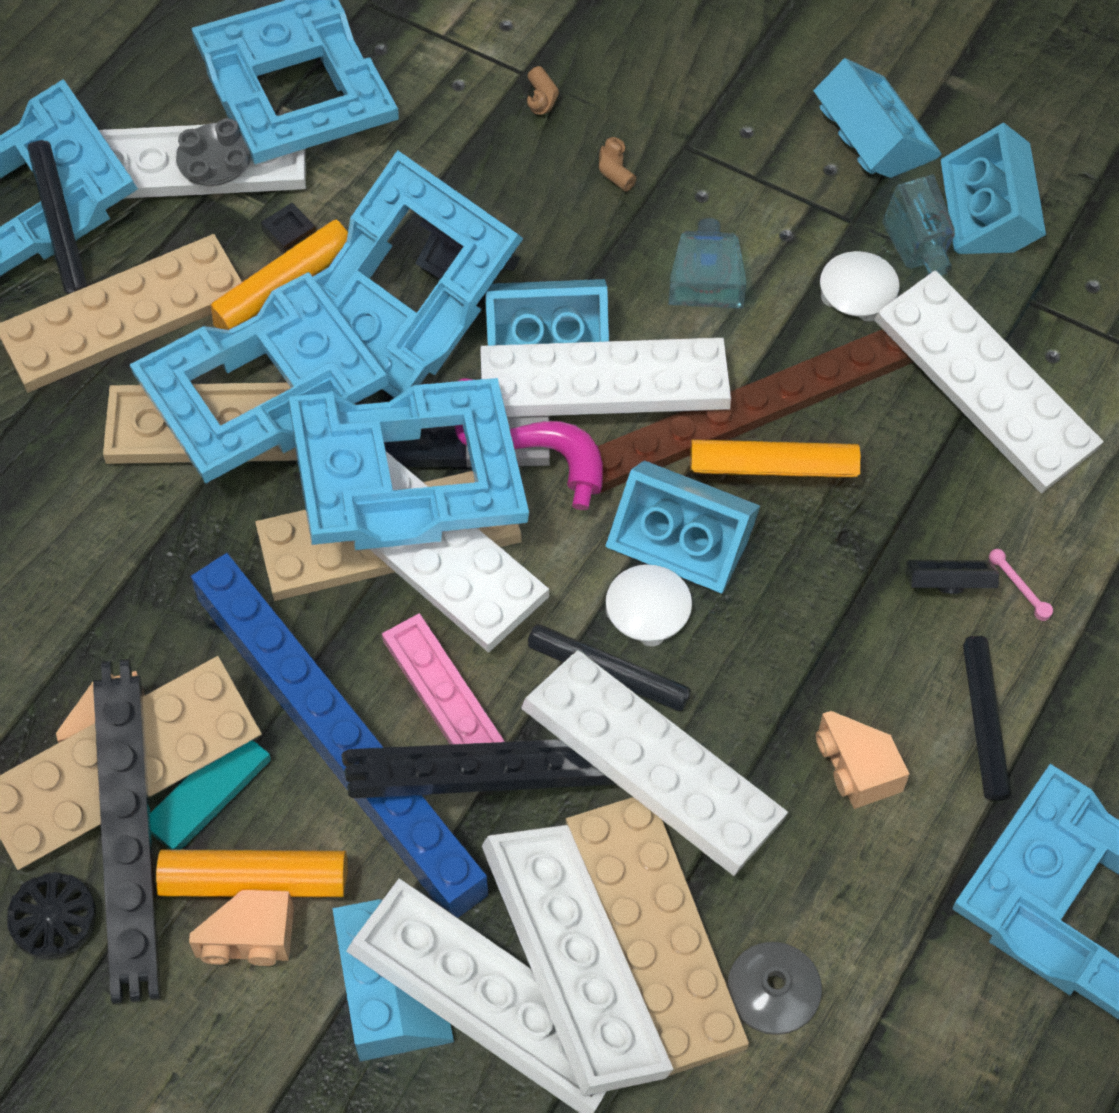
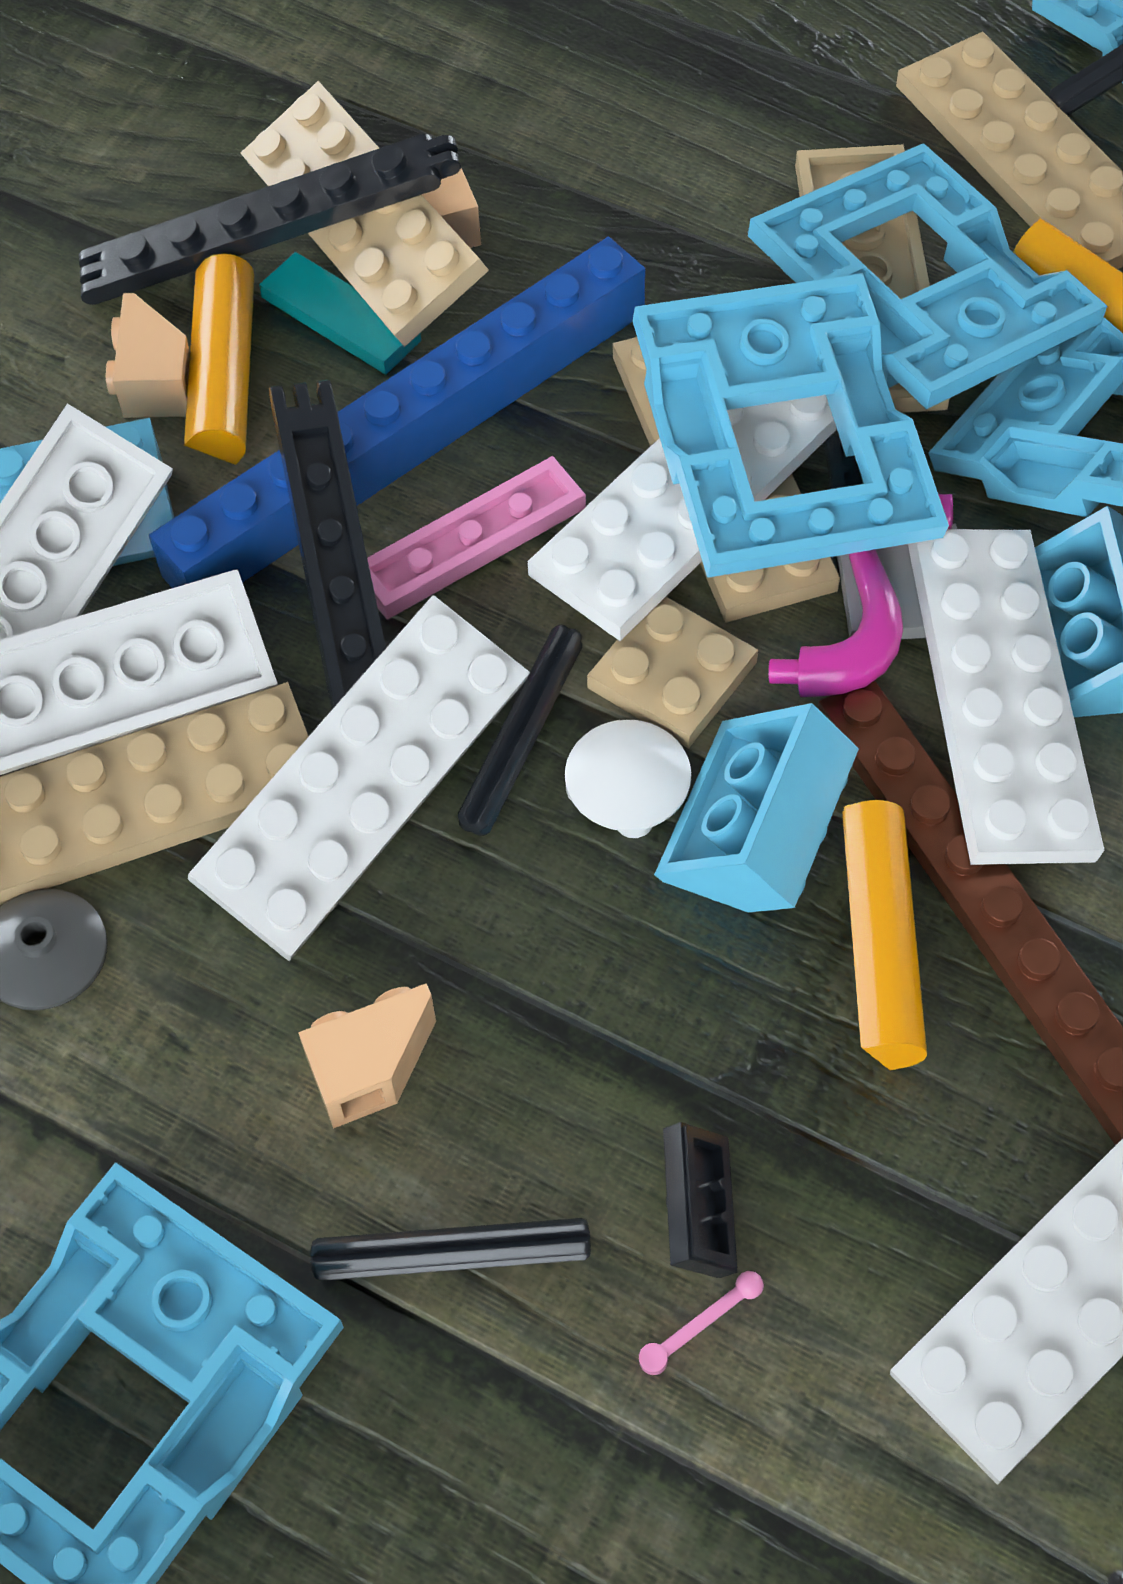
camera: 90 degrees right, 0 degrees up
(51, 915) = (183, 190): black wheel -> none
(571, 569) = (673, 670): none -> tan plate

